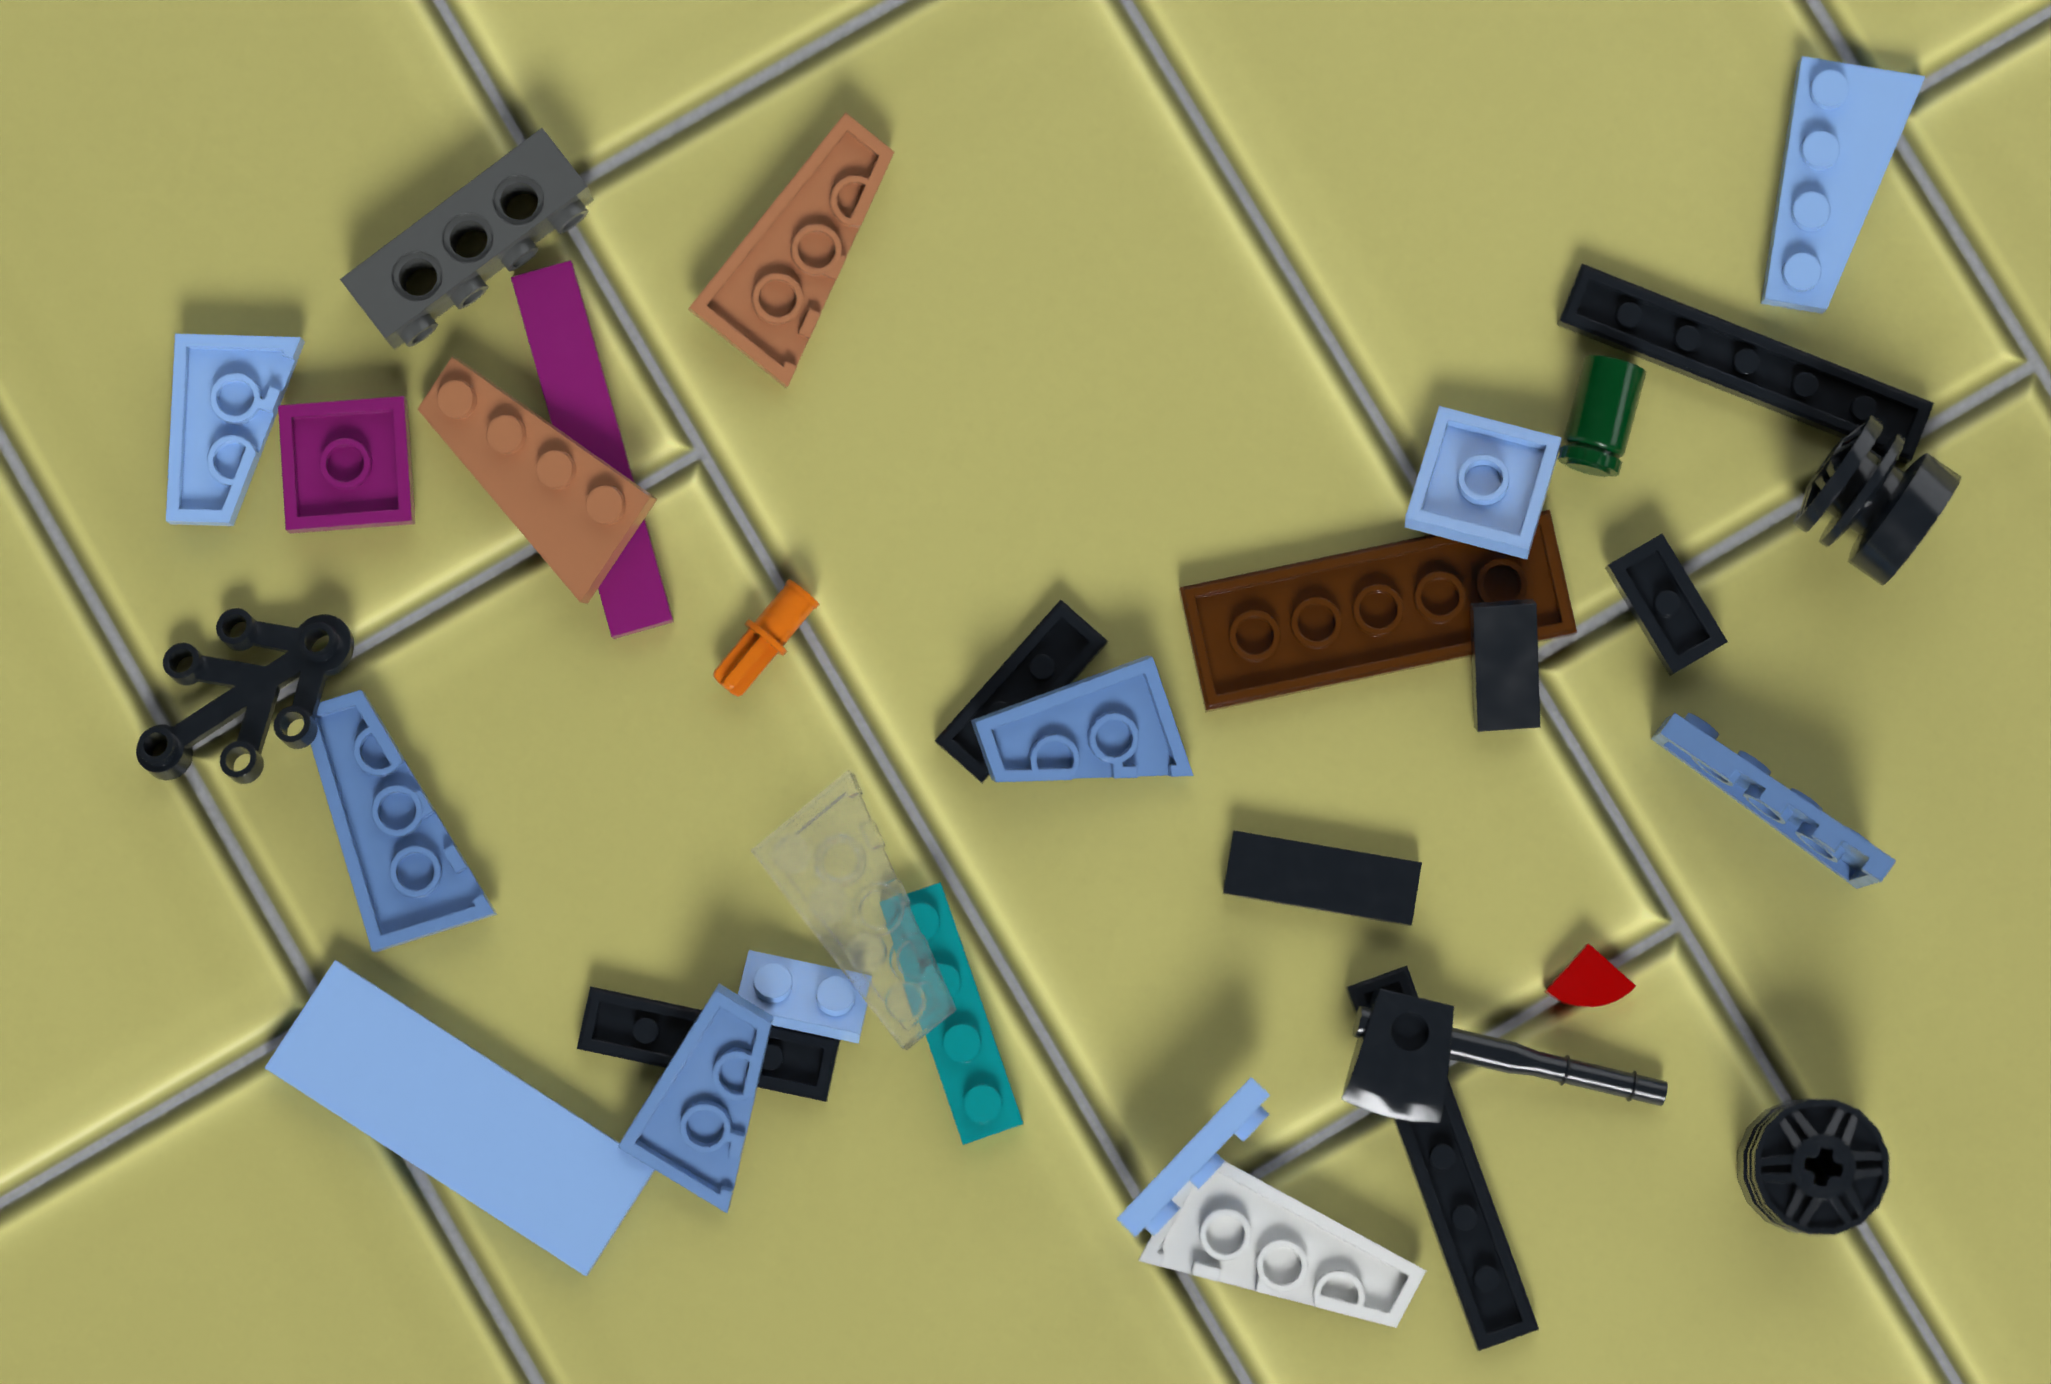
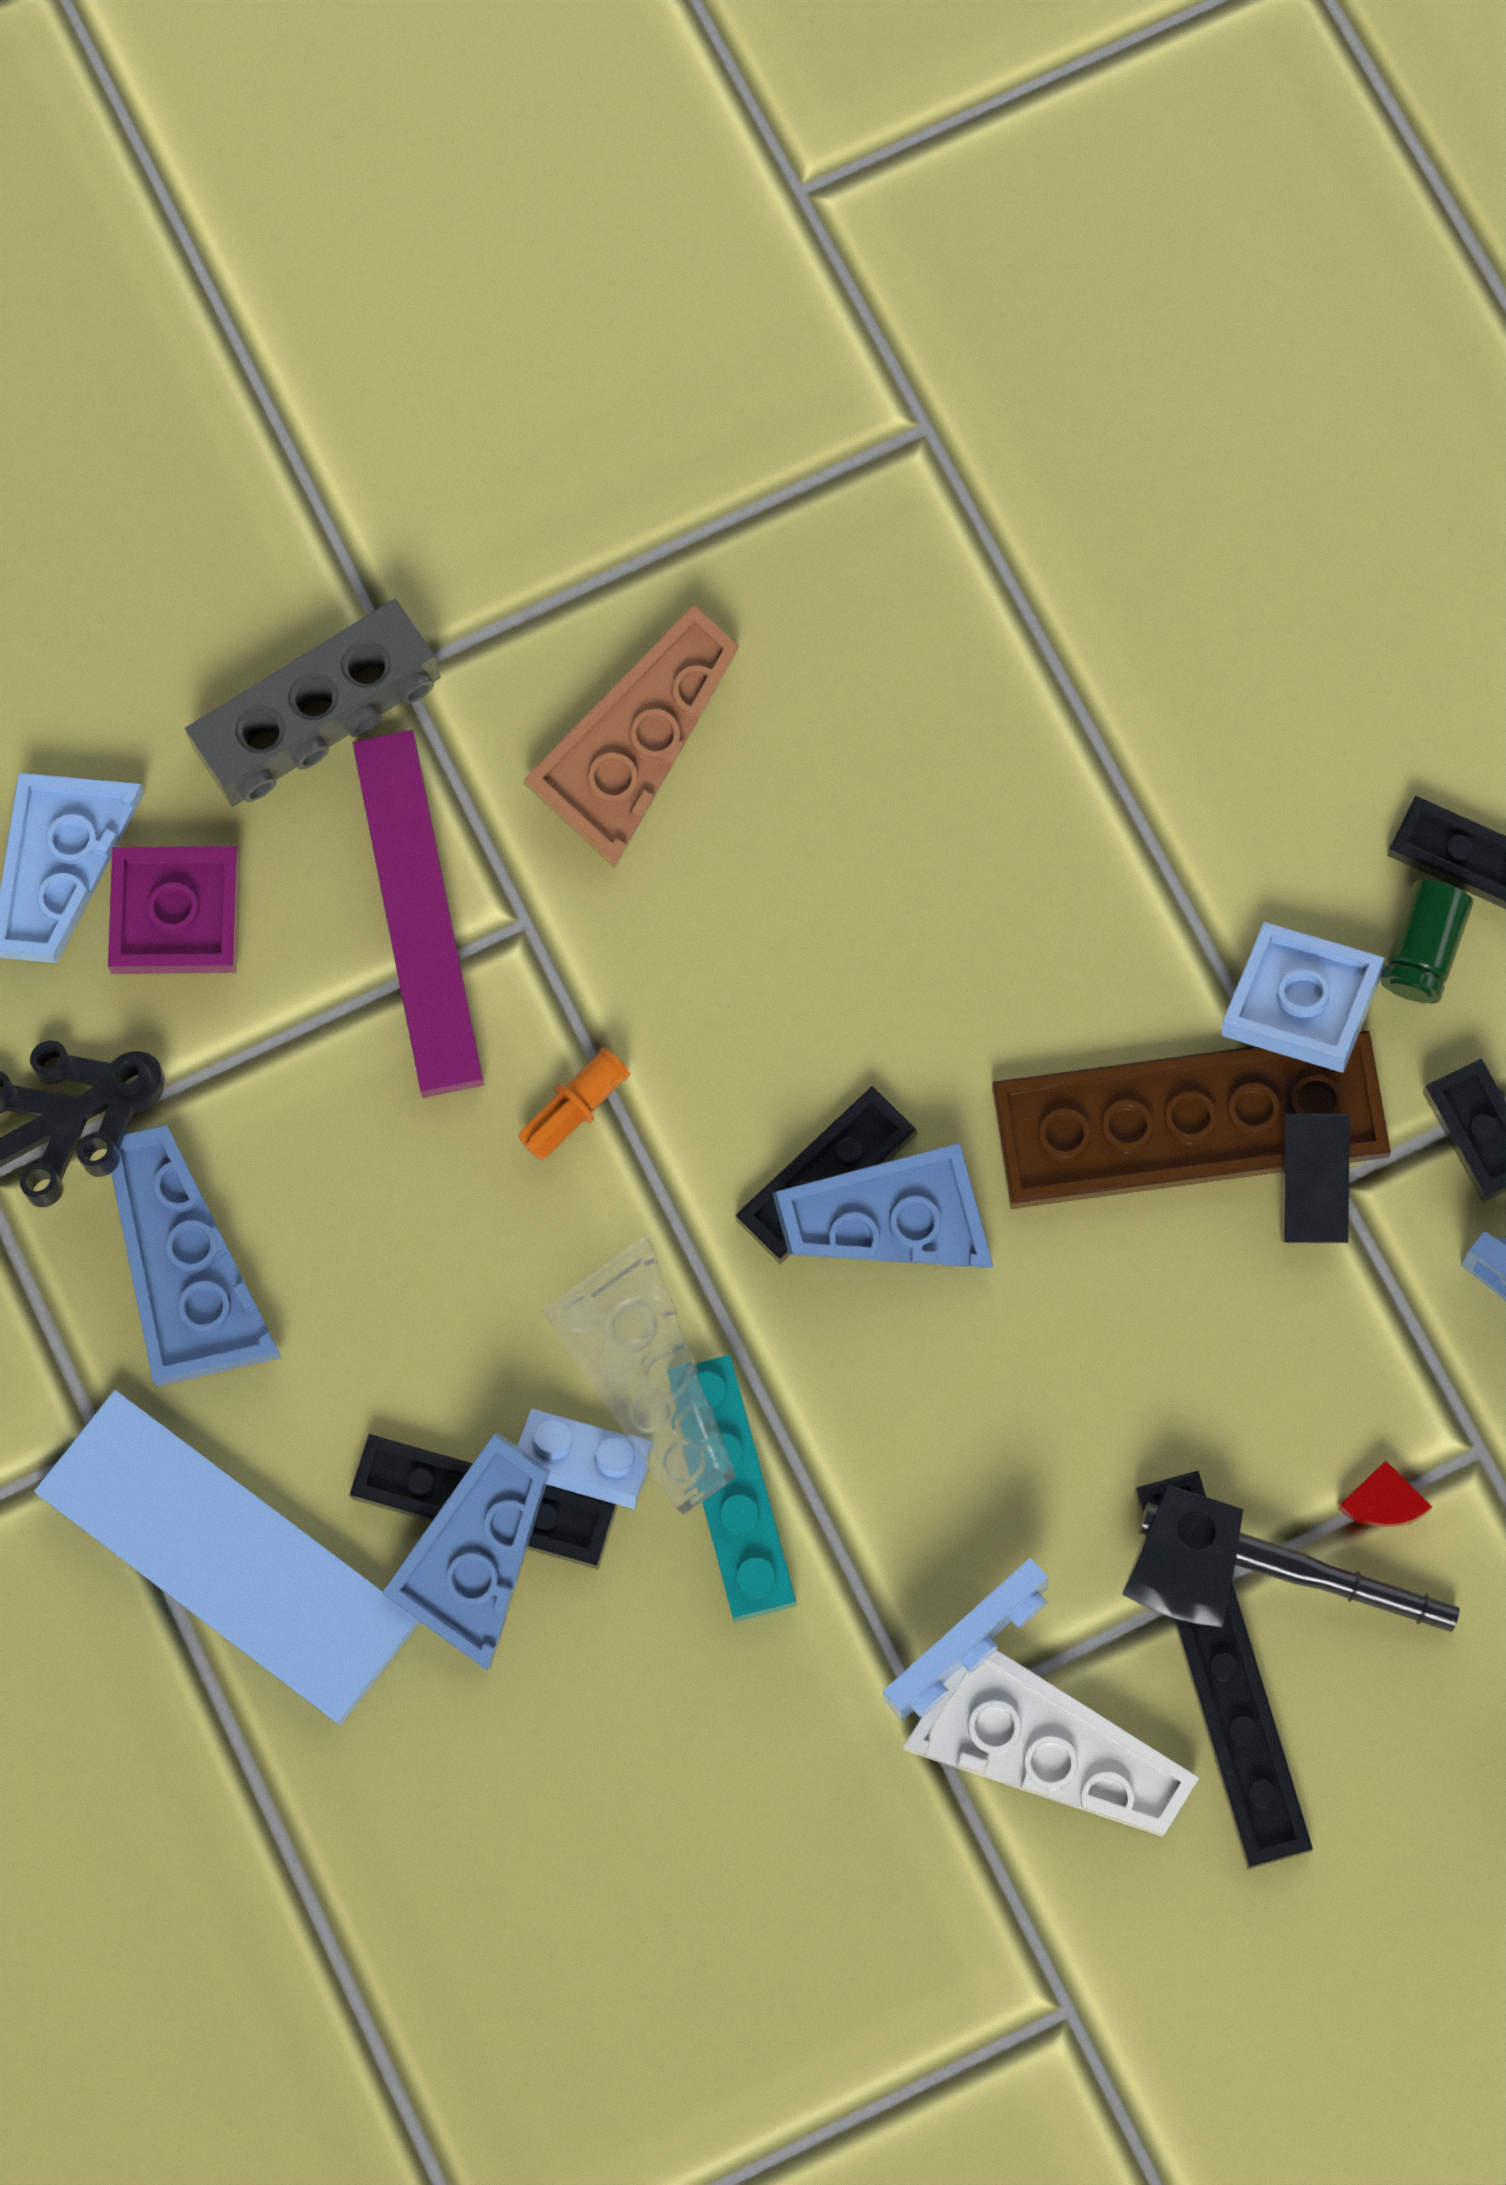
camera: 10 degrees right, 10 degrees down
(548, 485) = (371, 941): nougat wing -> none
(1322, 878) = (1117, 1378): black tile -> none

